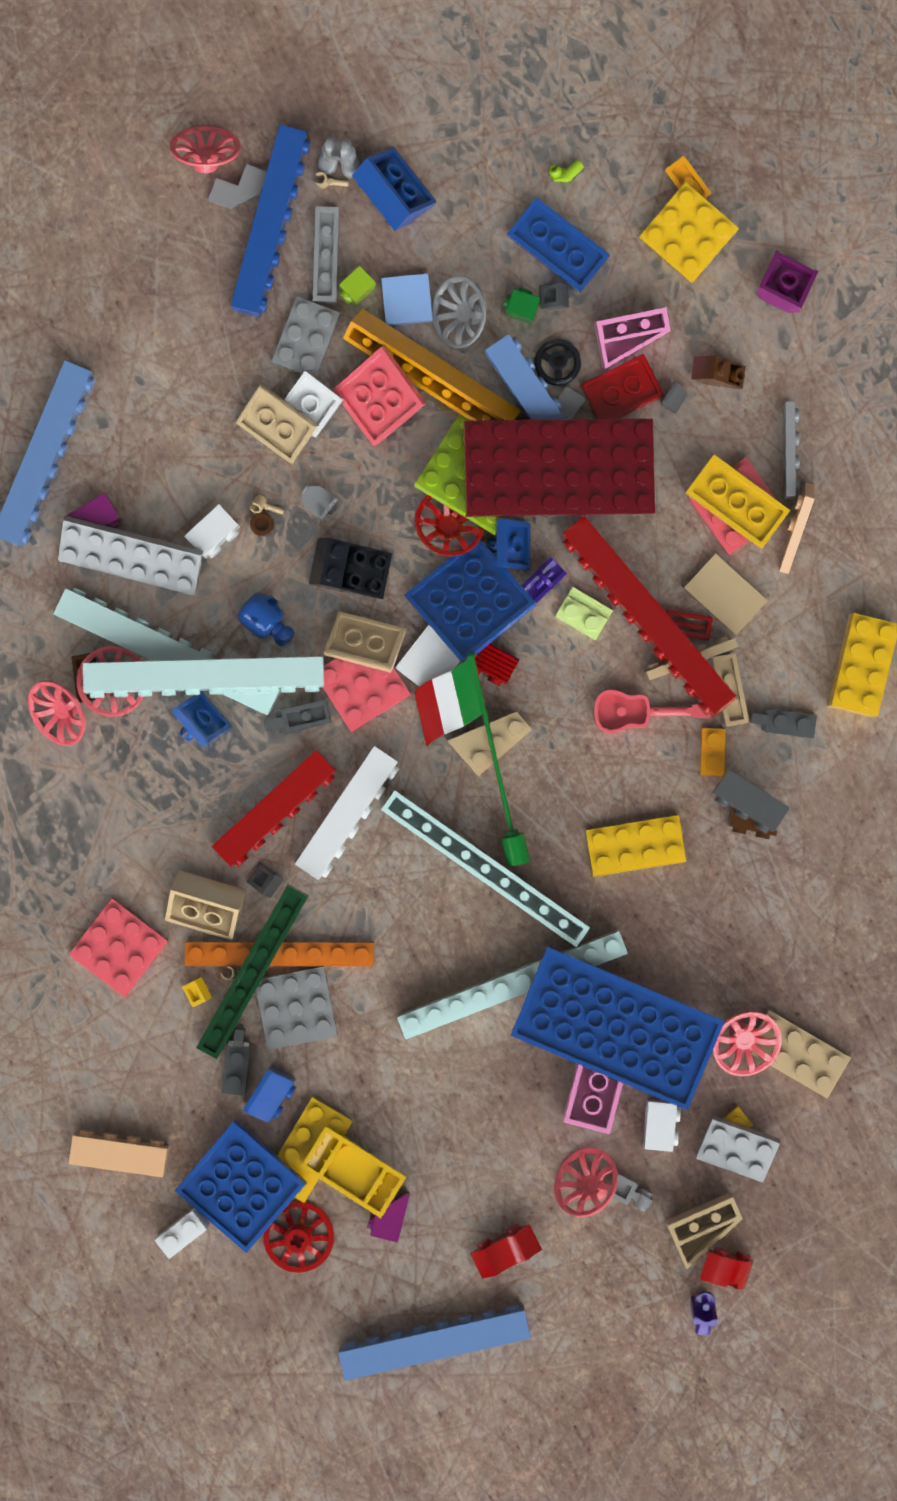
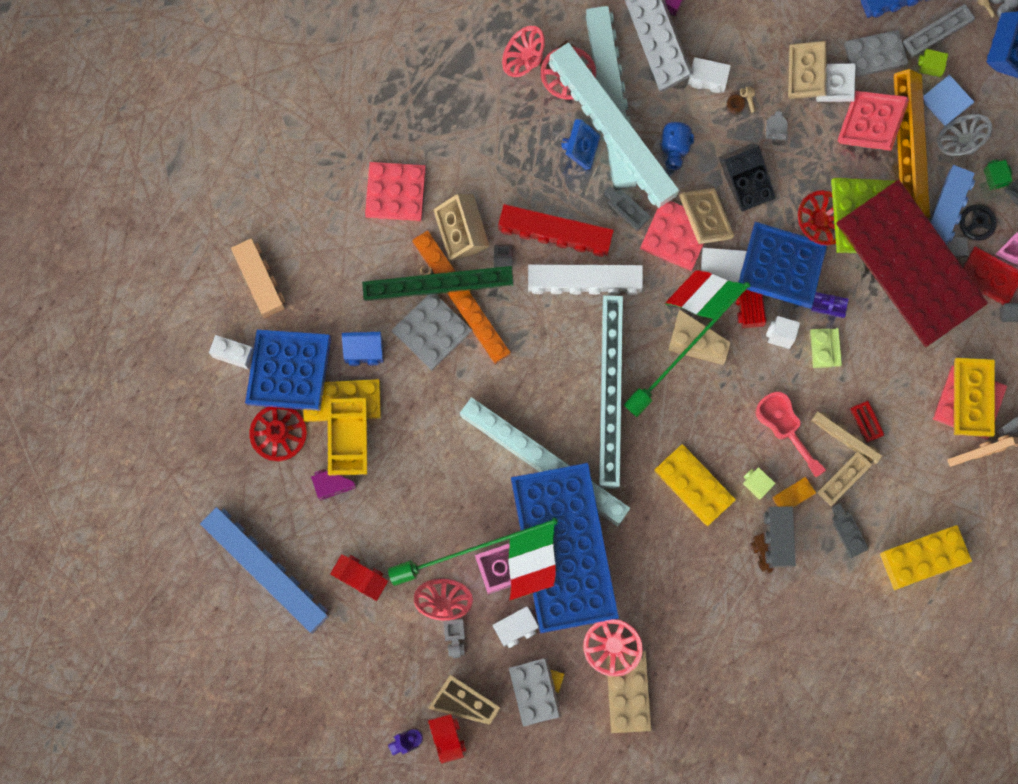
camera: 55 degrees right, 10 degrees down
(197, 992) = (399, 258): yellow plate -> none
(236, 1064) = (368, 316): dark grey hinge -> none
(512, 544) = (838, 268): blue tile -> none
(541, 649) = (782, 332): none -> white brick
(605, 1071) = (530, 560): none -> flag
(648, 617) = (855, 389): red brick -> none
(677, 780) = (758, 482): none -> yellowish green brick
(725, 594) = (905, 433): tan tile -> none

